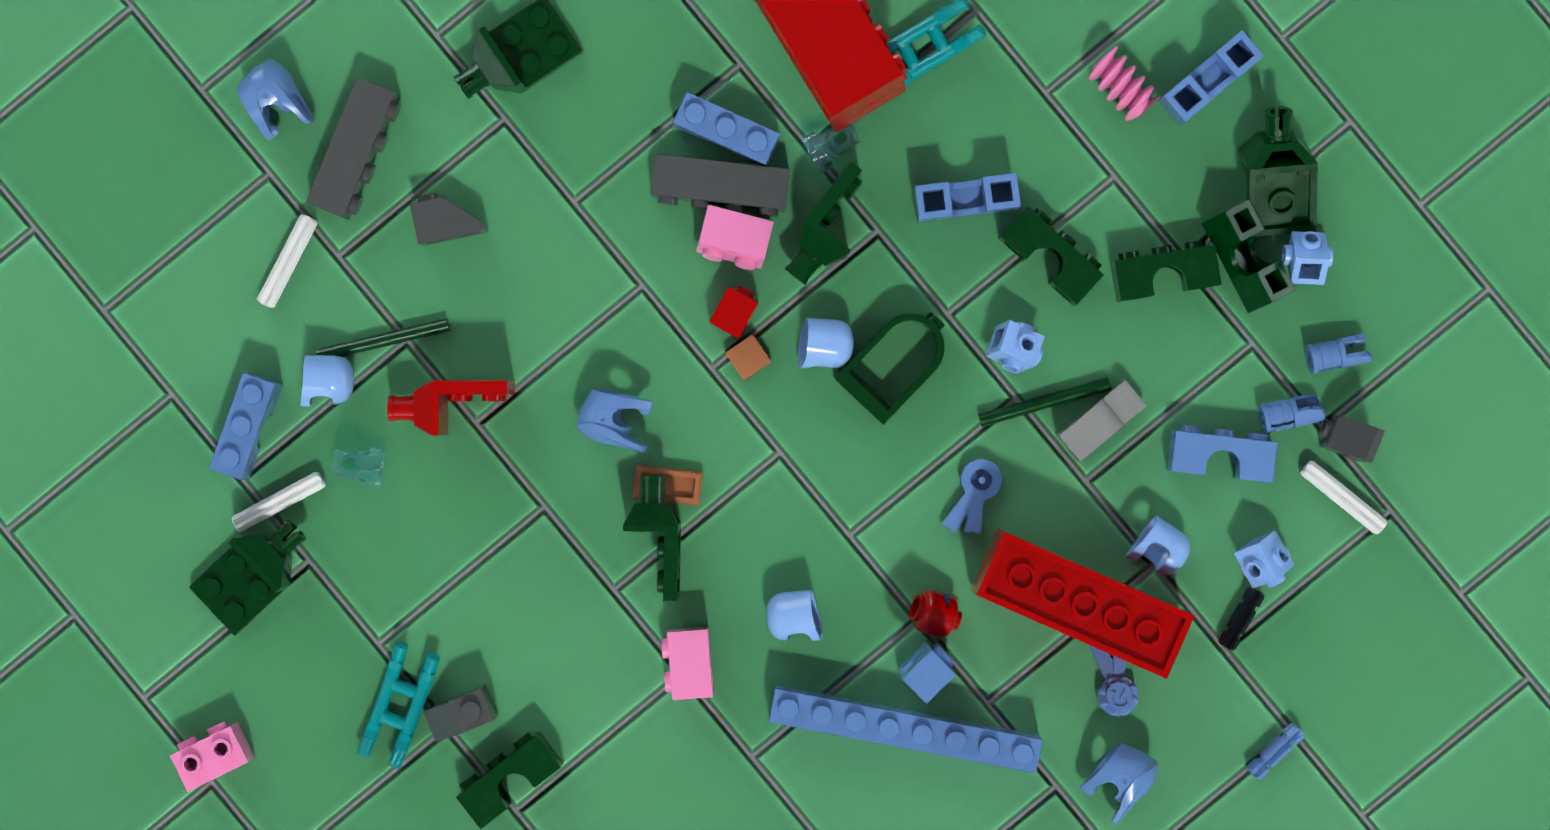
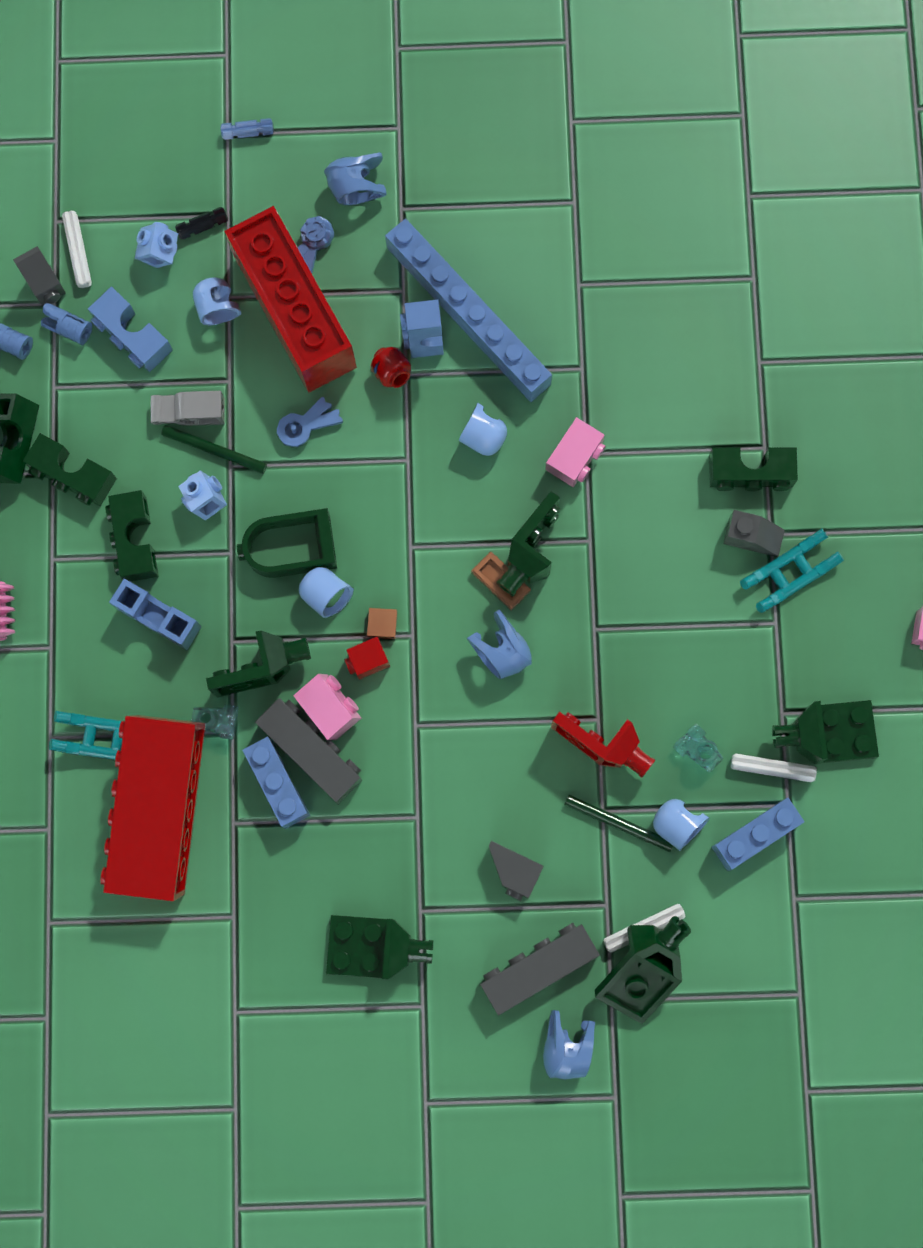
camera: 140 degrees left, 10 degrees down
(250, 221) = (647, 971): none -> dark green plate

